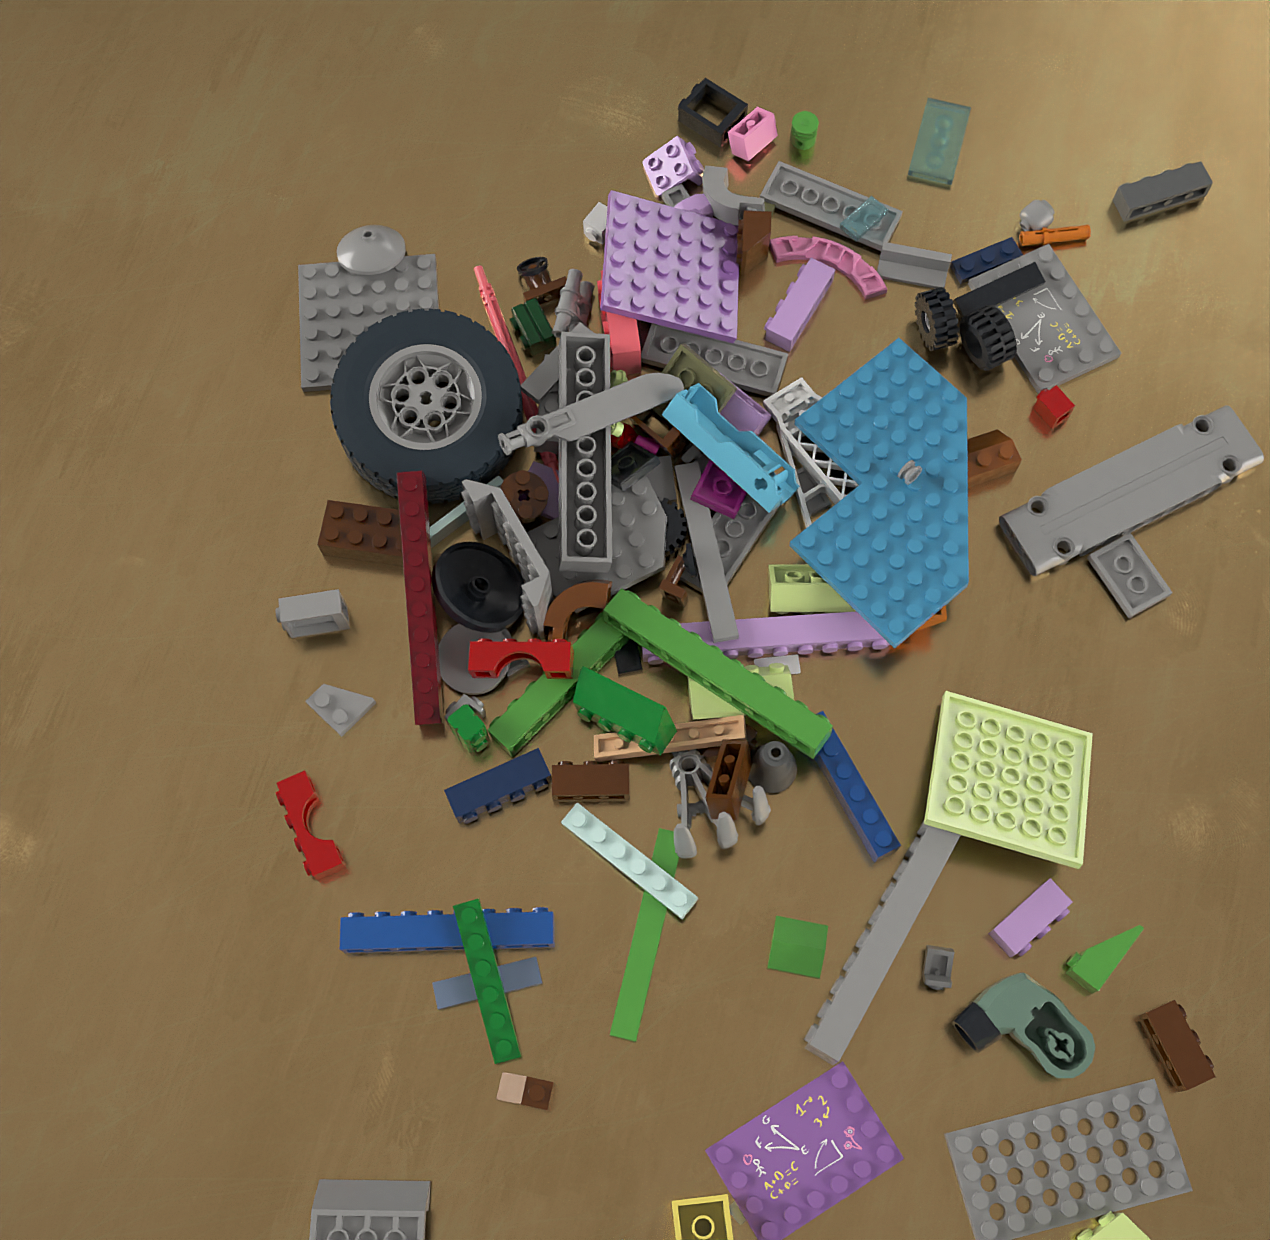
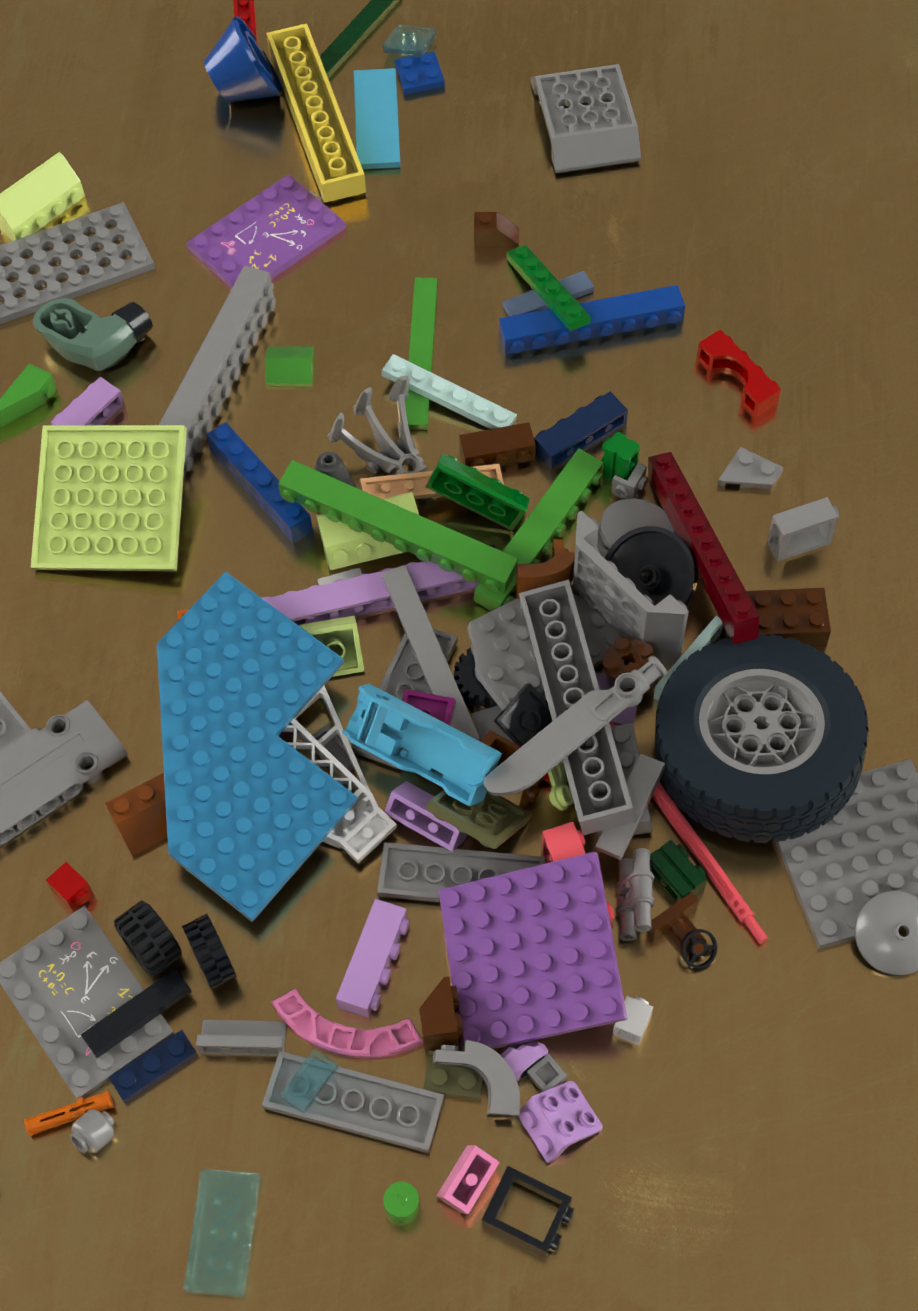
camera: 170 degrees right, 10 degrees down
(490, 657) = (559, 521): red arch -> none
(669, 585) = (452, 617): reddish brown piece -> none
(729, 778) = (368, 439): reddish brown brick -> none
(909, 472) = (225, 738): light grey bush -> none
(938, 967) = (167, 363): light grey bracket -> none

